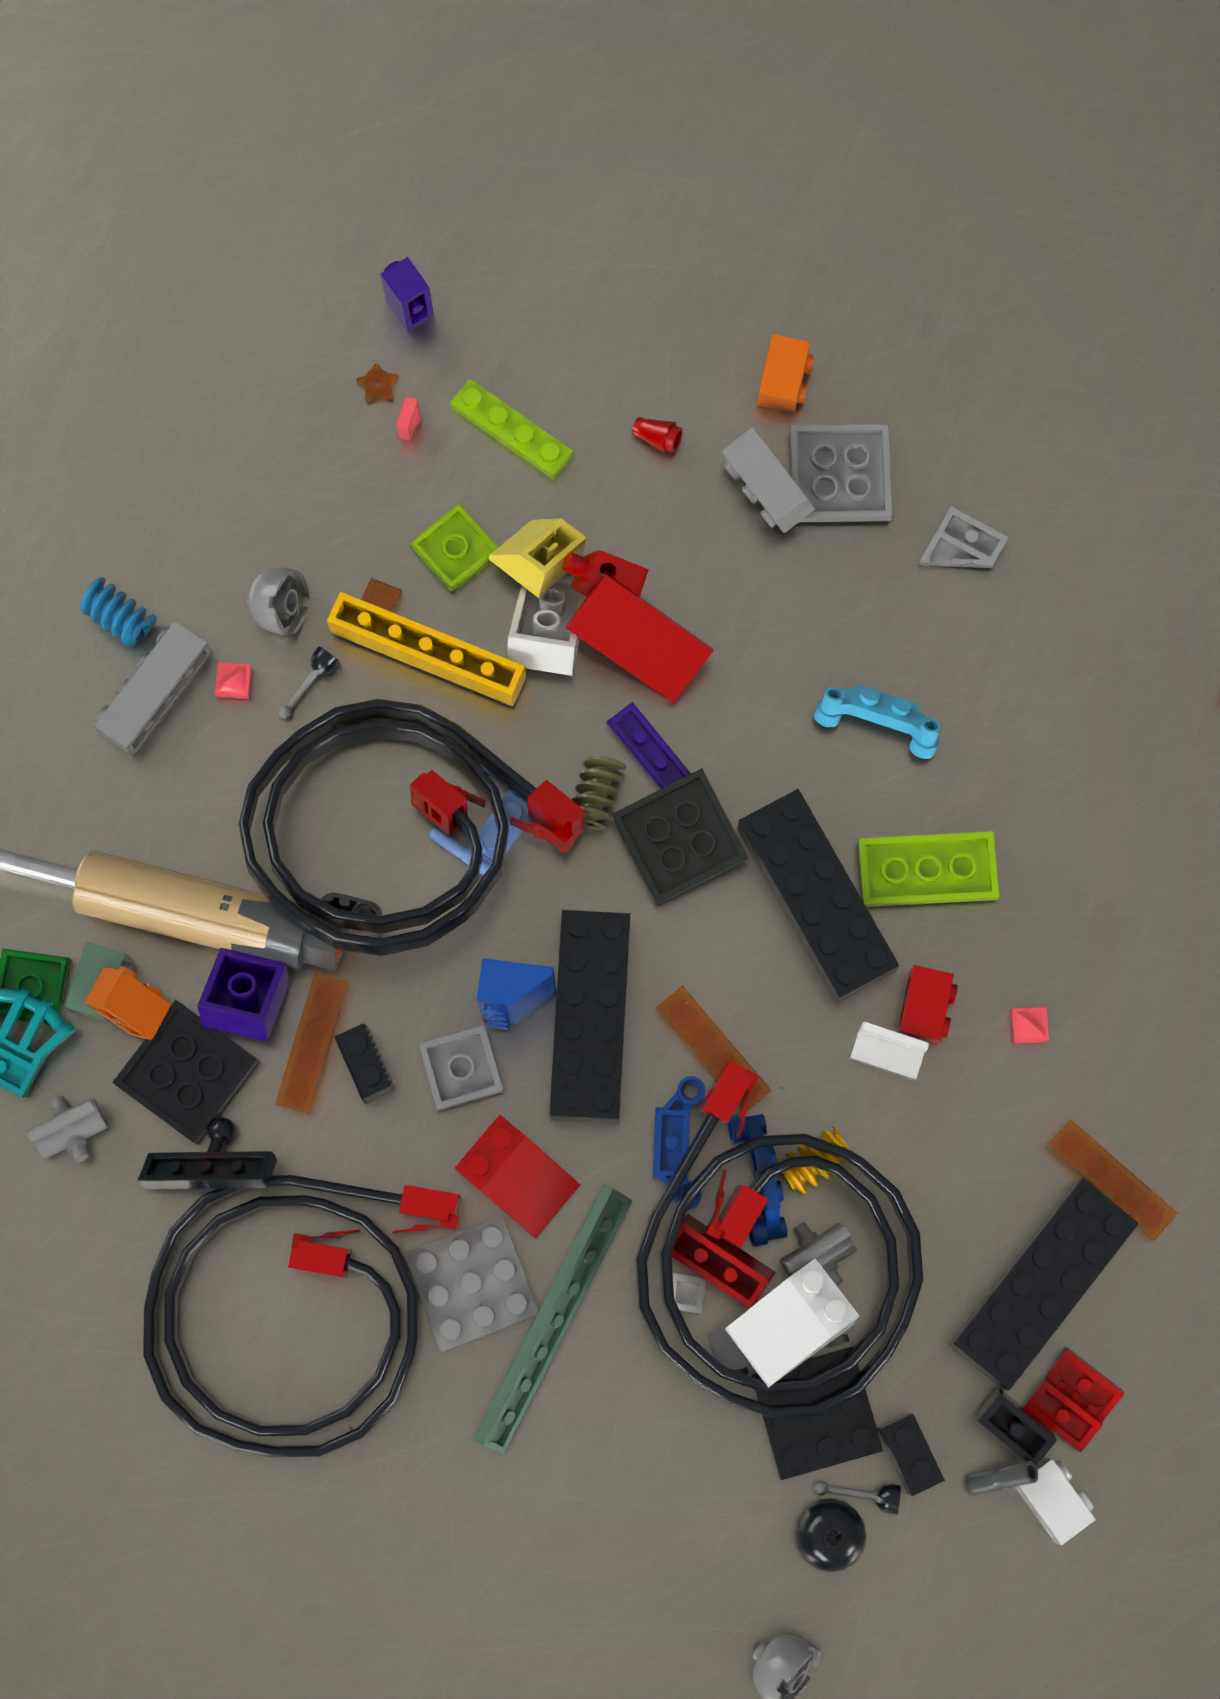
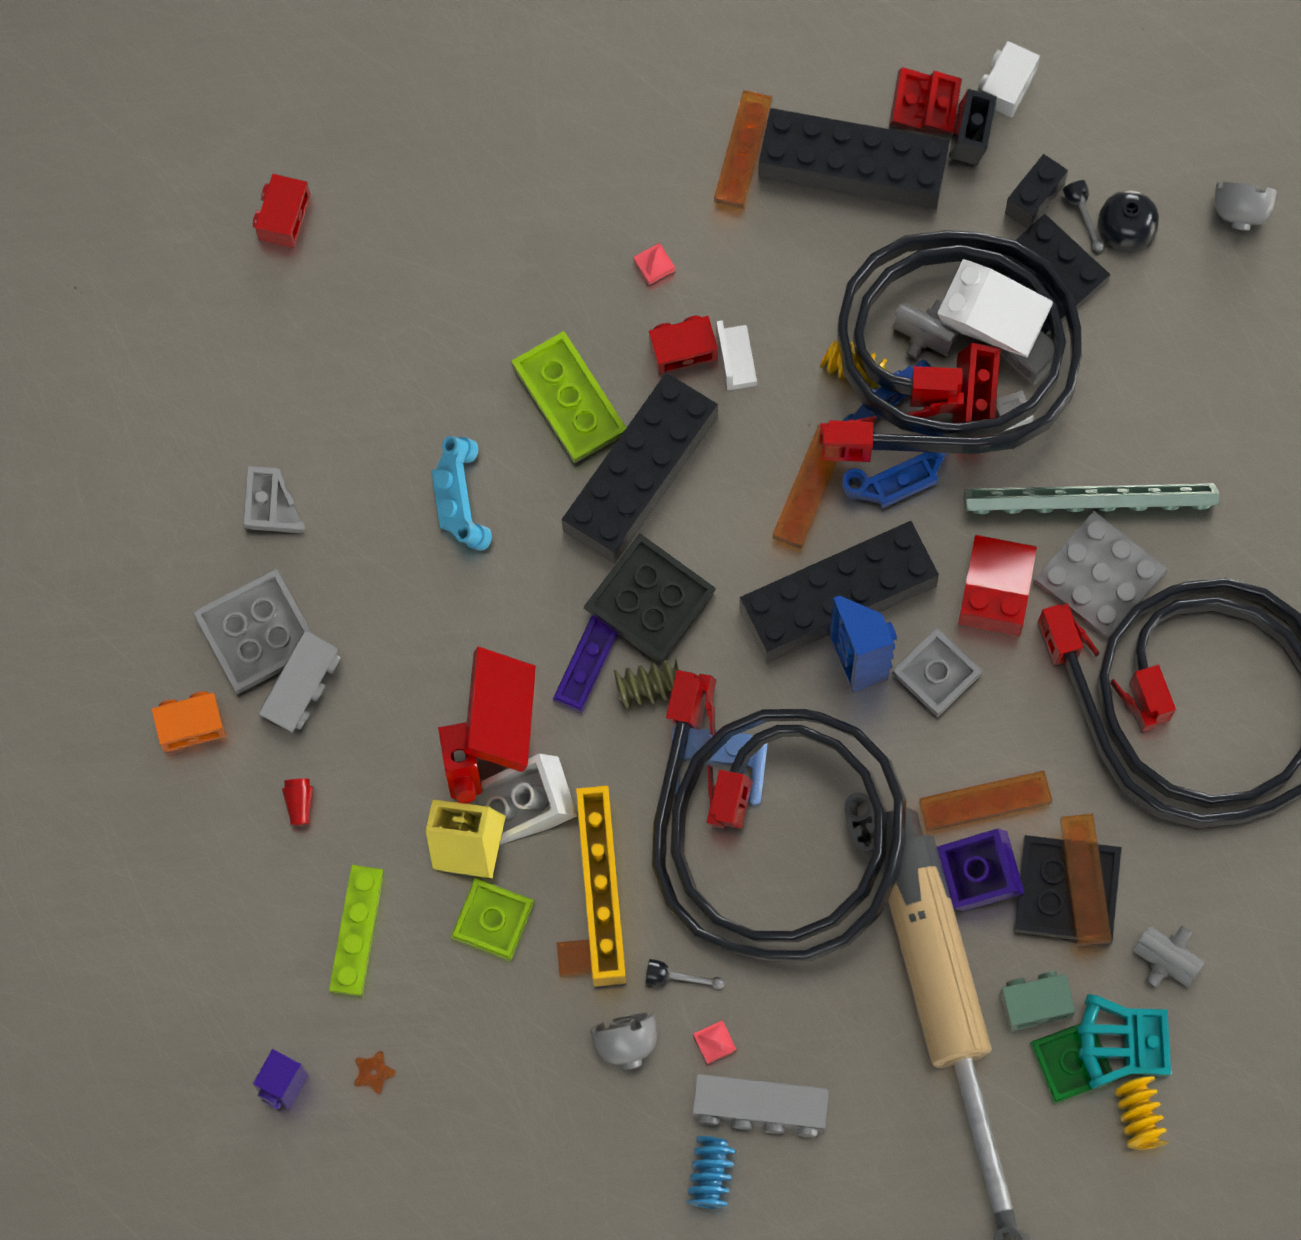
camera: 115 degrees left, 5 degrees down
(128, 1002) = (1041, 958): orange brick -> none
(179, 1086) = (1085, 879): none -> clear orange plate
(210, 1168) = (1136, 818): black plate -> none
(365, 1063) = (978, 746): black brick -> none
(408, 418) = (396, 1020): coral tile -> none
(1006, 1477) = (1013, 114): dark grey piece -> none

